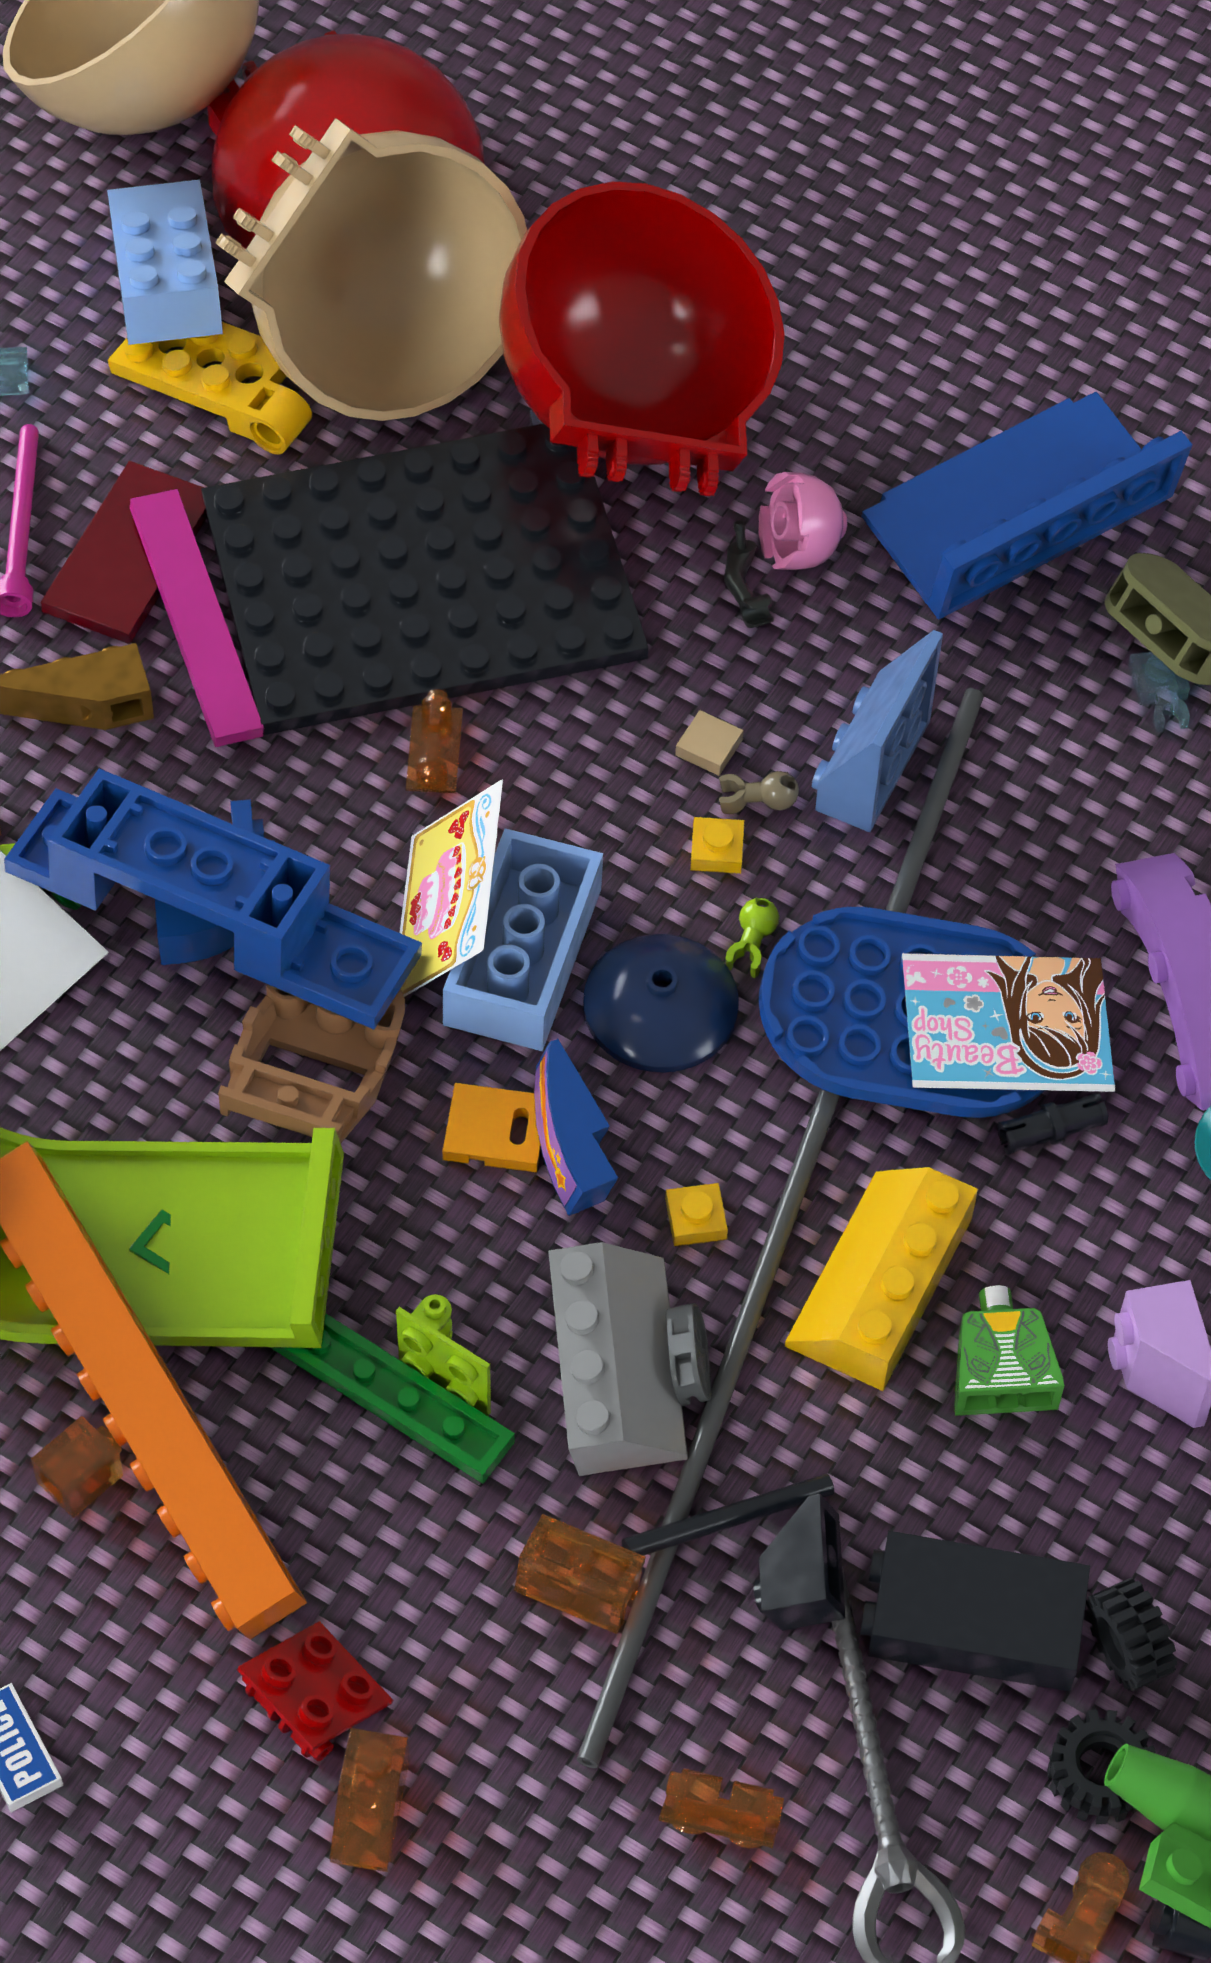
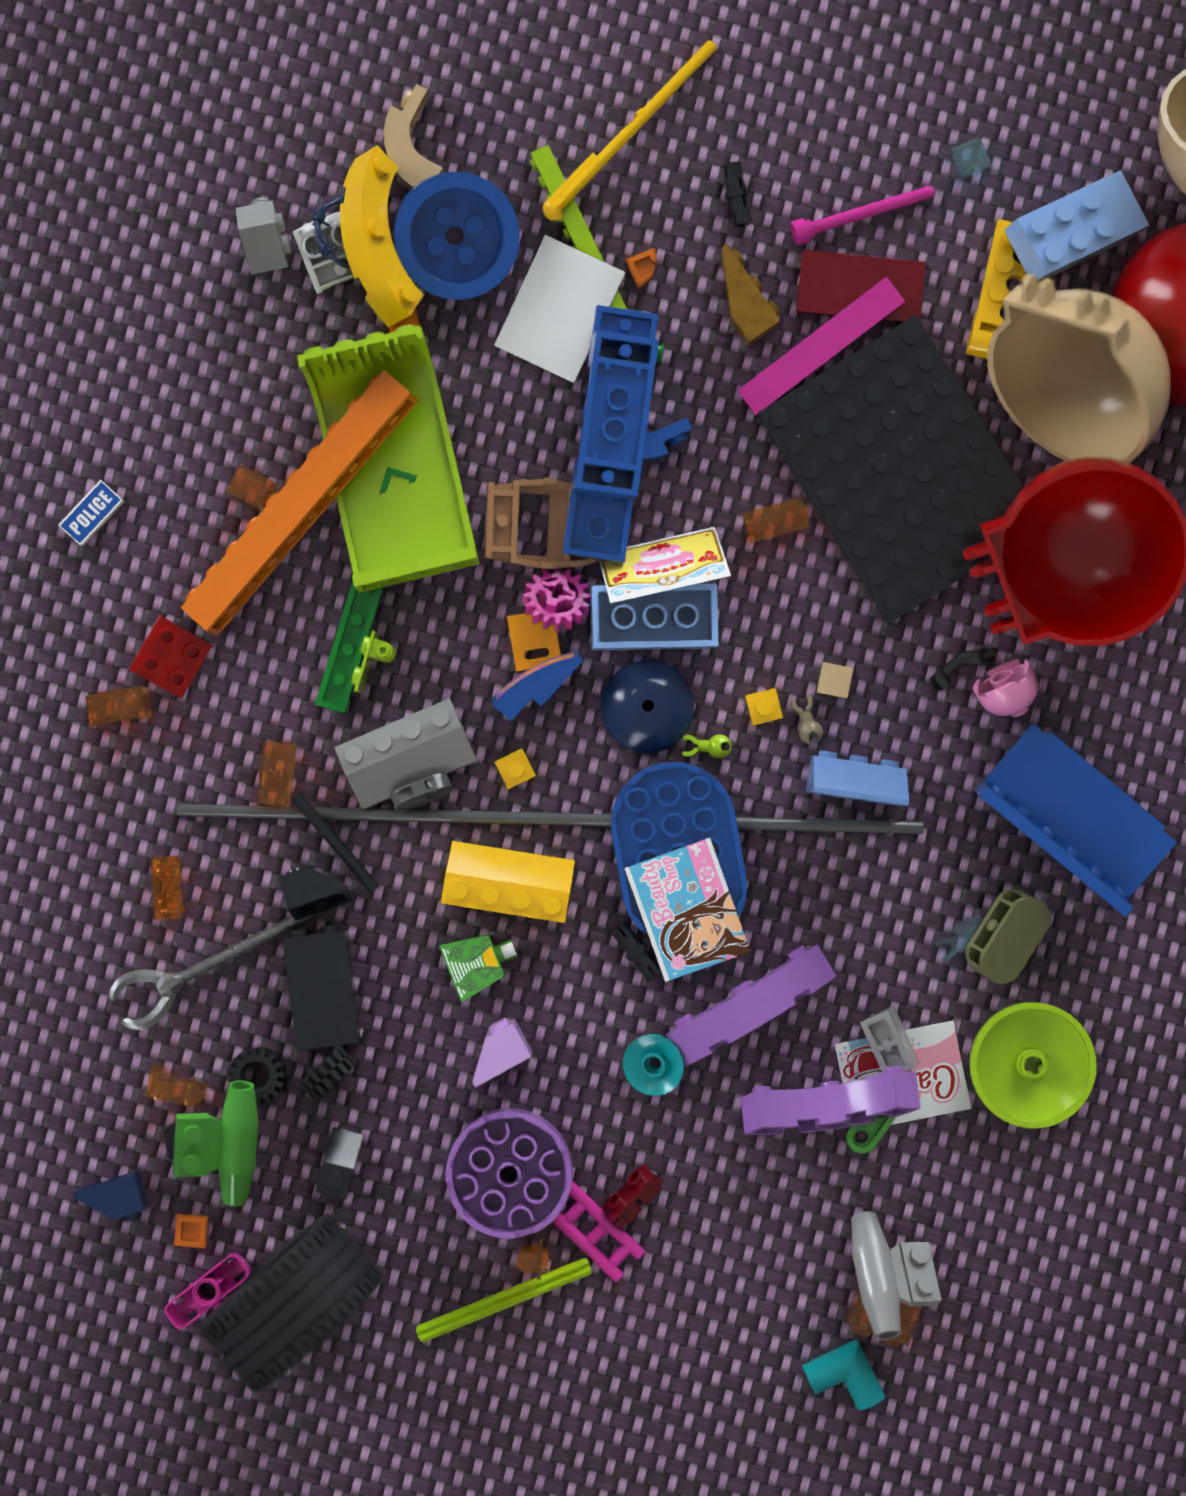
camera: 75 degrees right, 30 degrees up
(443, 1063) = (560, 596): none -> dark pink gear

